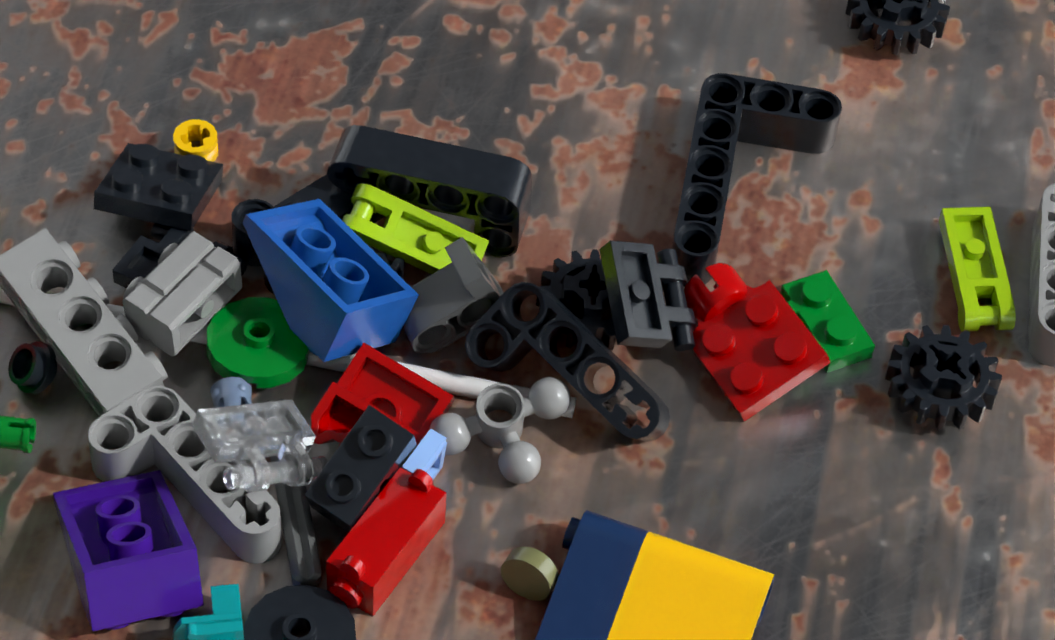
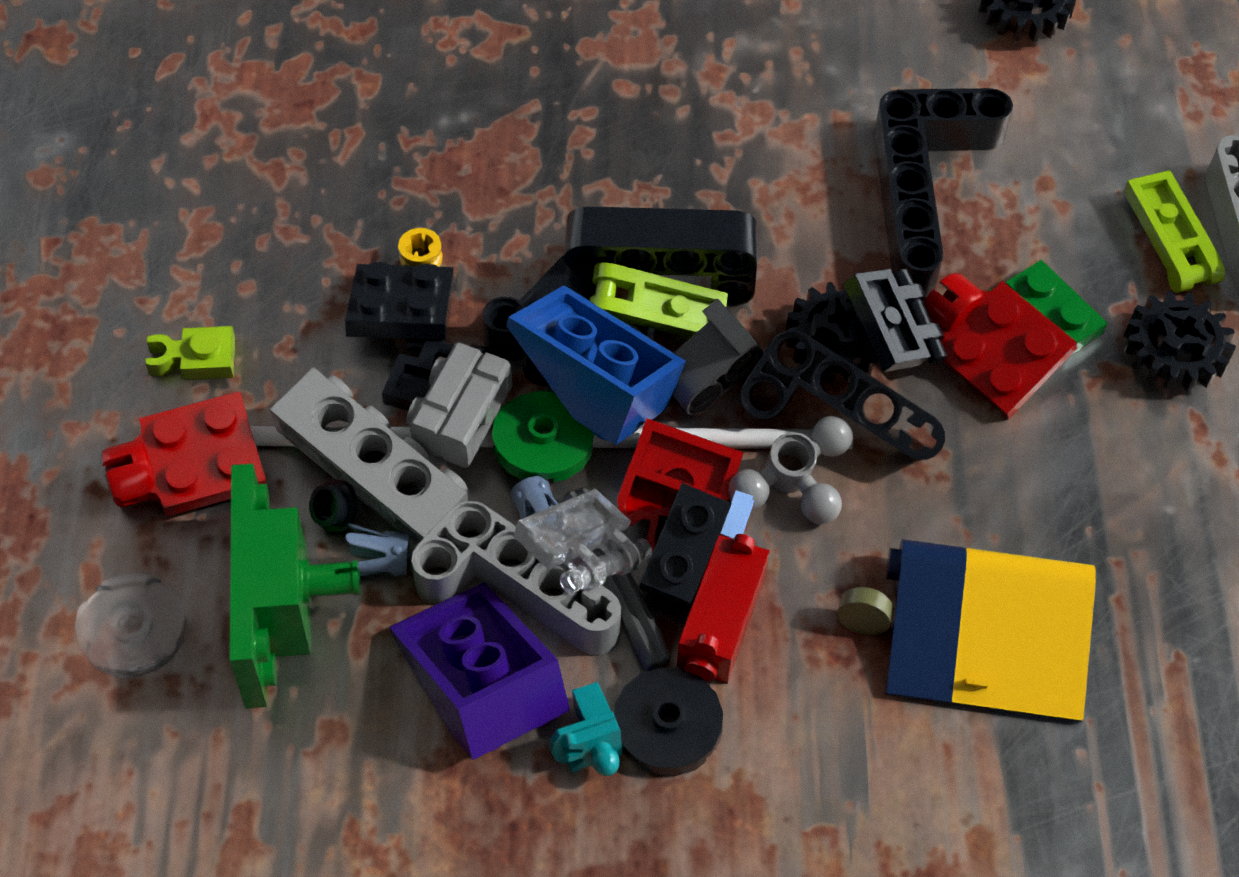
camera: 10 degrees left, 5 degrees up
(64, 418) = (387, 548): none -> sand blue piece

